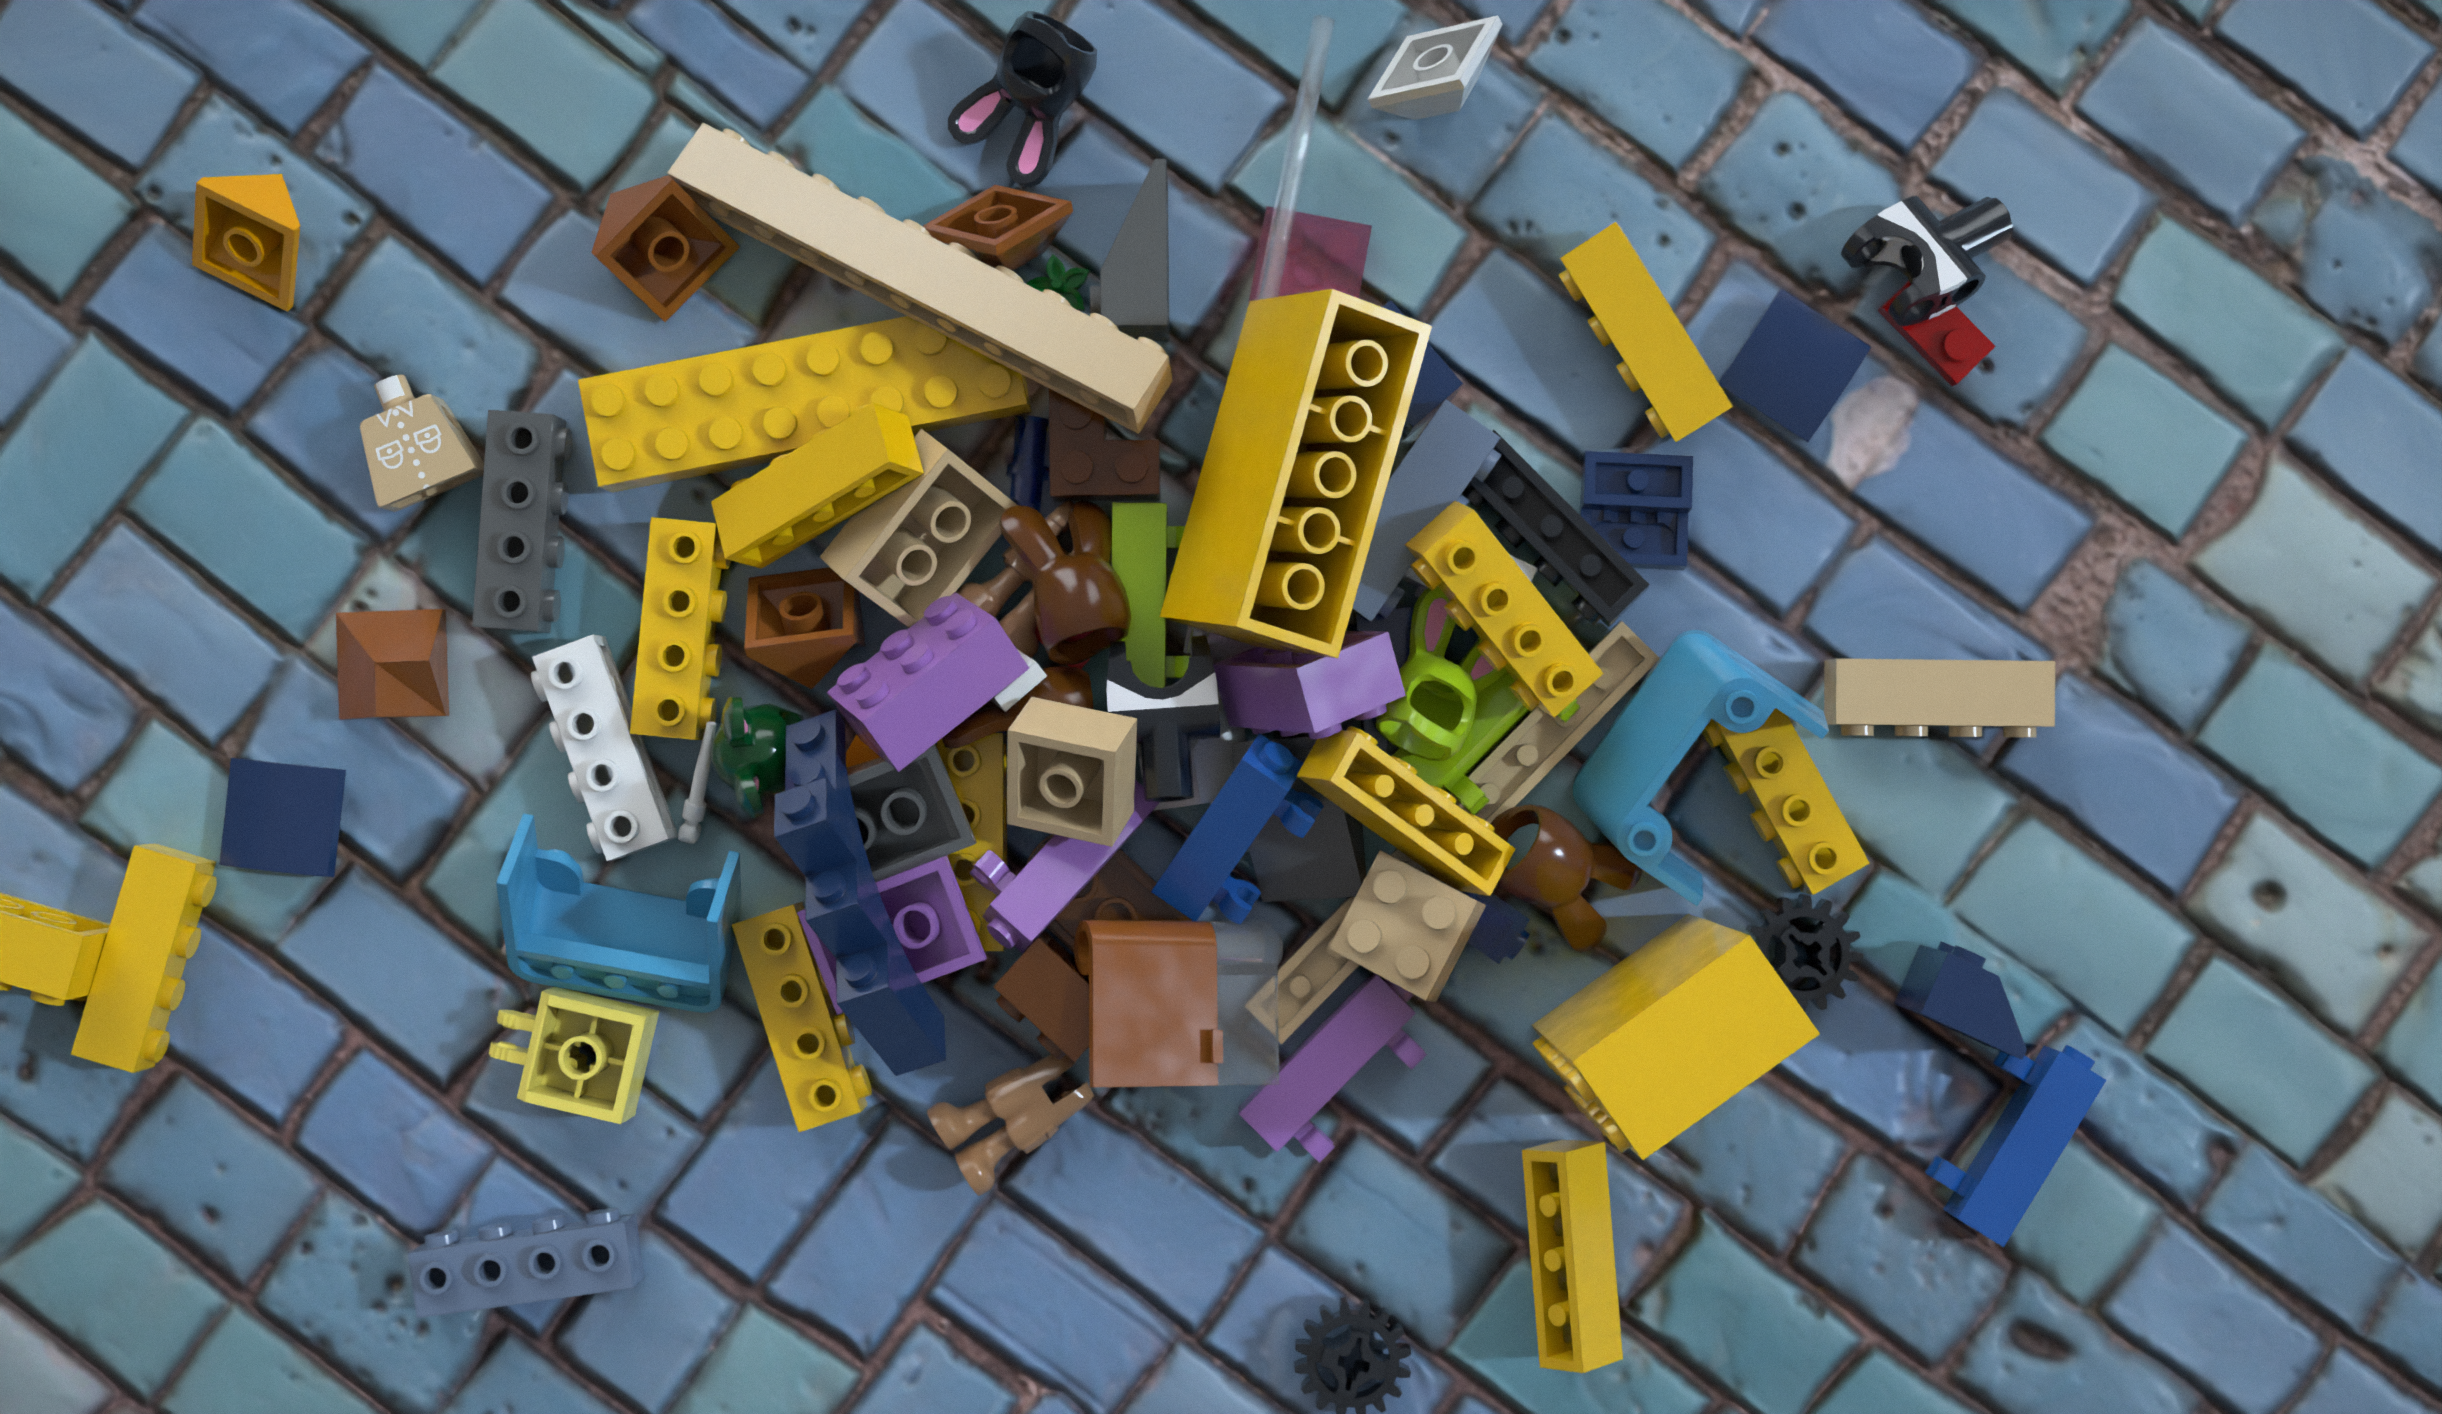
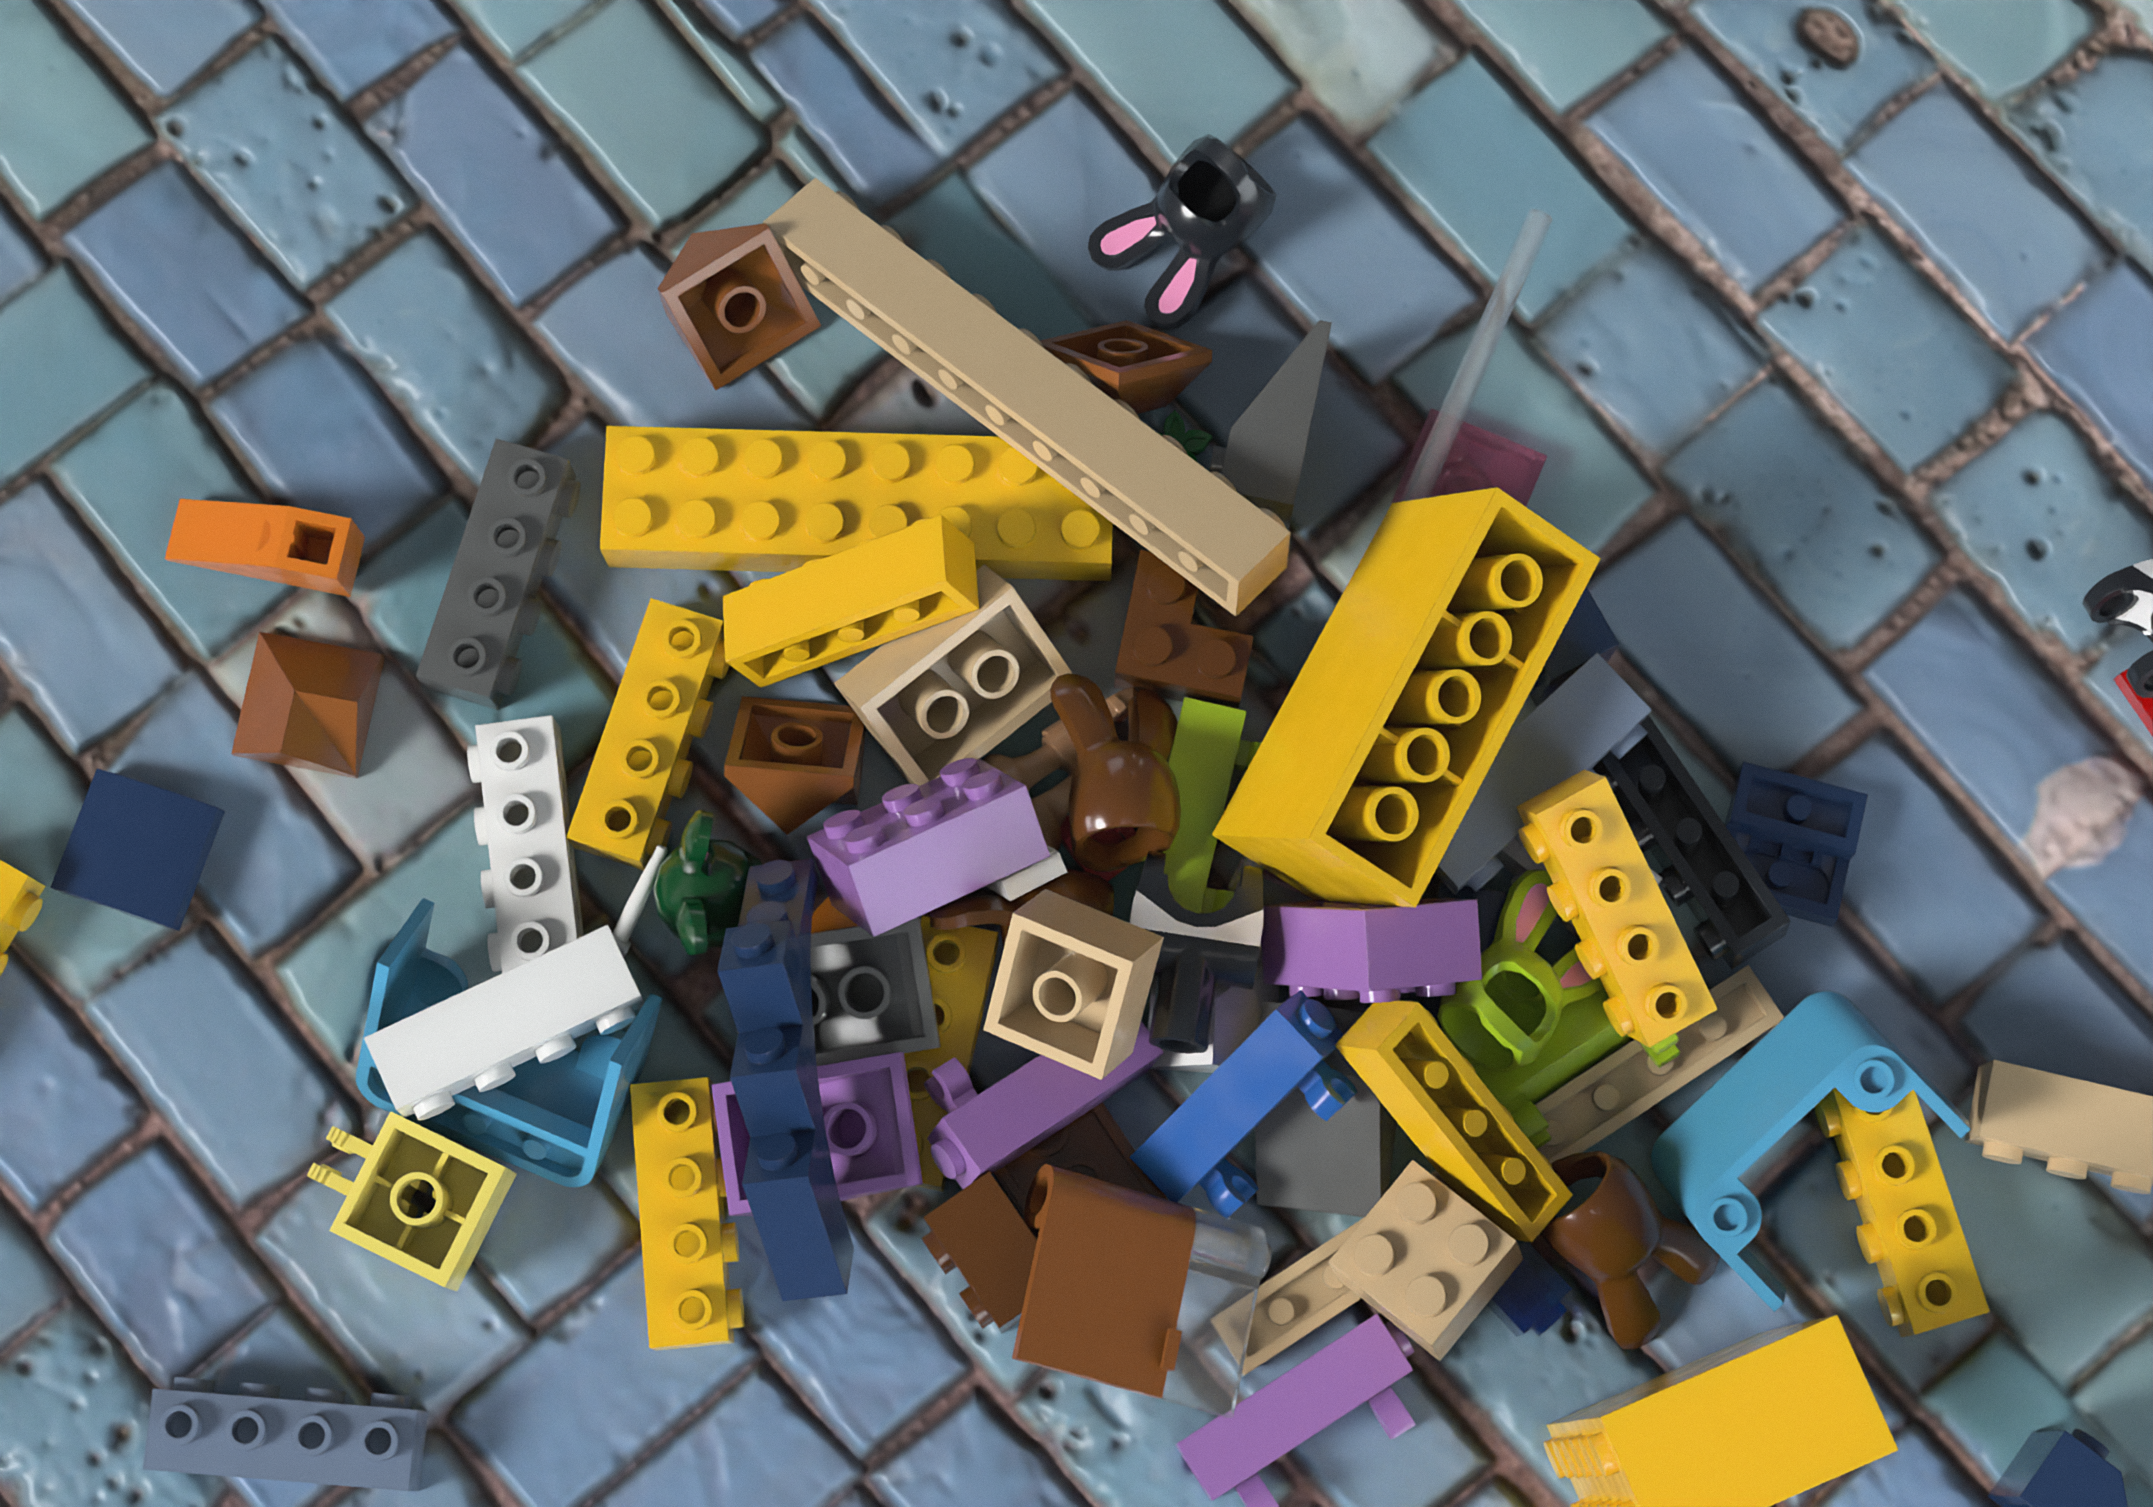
camera: 10 degrees right, 10 degrees down
(248, 235) = (274, 192): light orange slope -> none
(322, 539) = (268, 543): none -> orange slope
(415, 447) = (400, 465): tan torso -> none
(615, 902) = (505, 1023): none -> white brick
(1027, 1116) = (923, 1386): medium nougat piece -> none
(1028, 467) = (1093, 640): clear blue pin -> none
(1435, 70) = (1656, 299): white slope -> none
(1645, 332) = (1840, 640): yellow brick -> none
(1794, 364) = (2005, 717): dark blue slope -> none
(1820, 936) = (1912, 1392): black gear -> none

